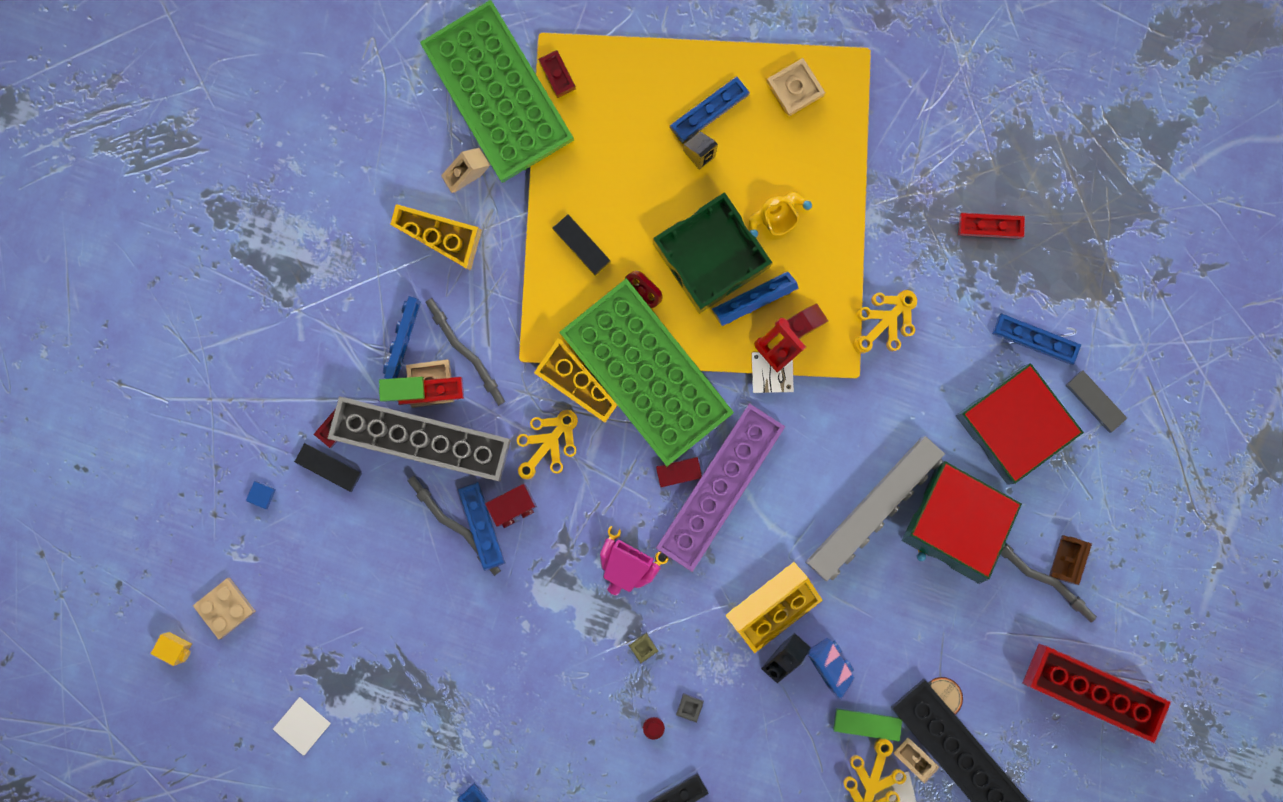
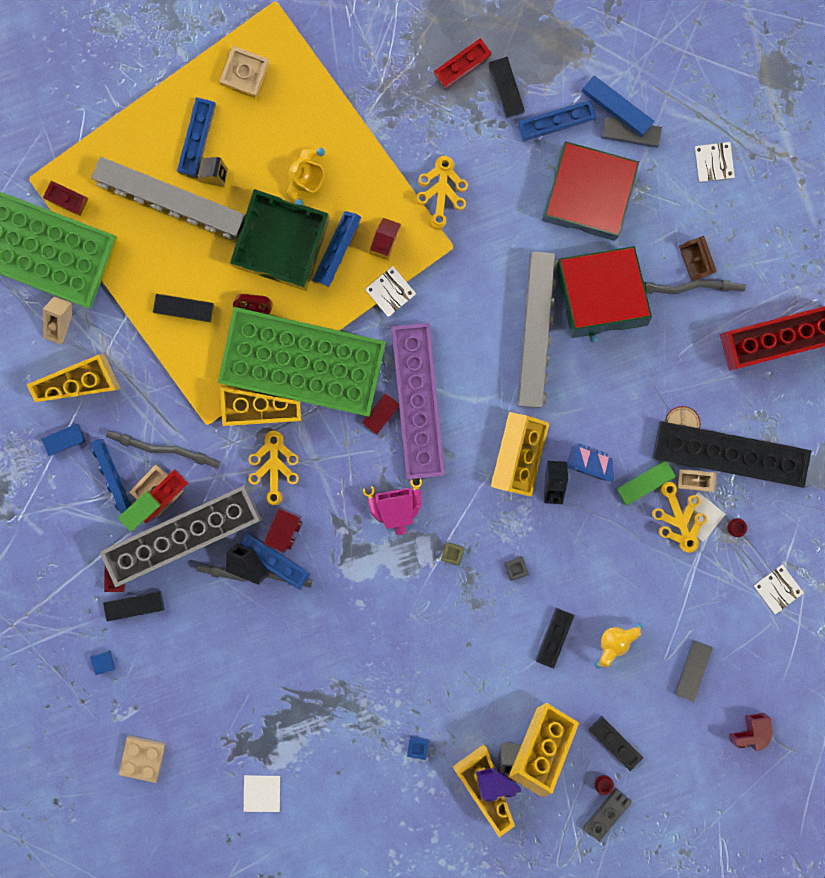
camera: 45 degrees left, 5 degrees up
(171, 649) = (128, 815): yellow brick -> none
(386, 275) = (63, 439): none -> blue tile
(455, 509) = (245, 564): none -> black slope
(645, 143) = (169, 198): none -> light grey brick
(653, 728) = (502, 601): dark red plate -> none
(785, 350) = (386, 268): red plate -> none
(1014, 276) = (506, 87): none -> black tile
(1101, 369) = (617, 106): none -> blue tile
(1152, 485) = (714, 161): none -> white sticker

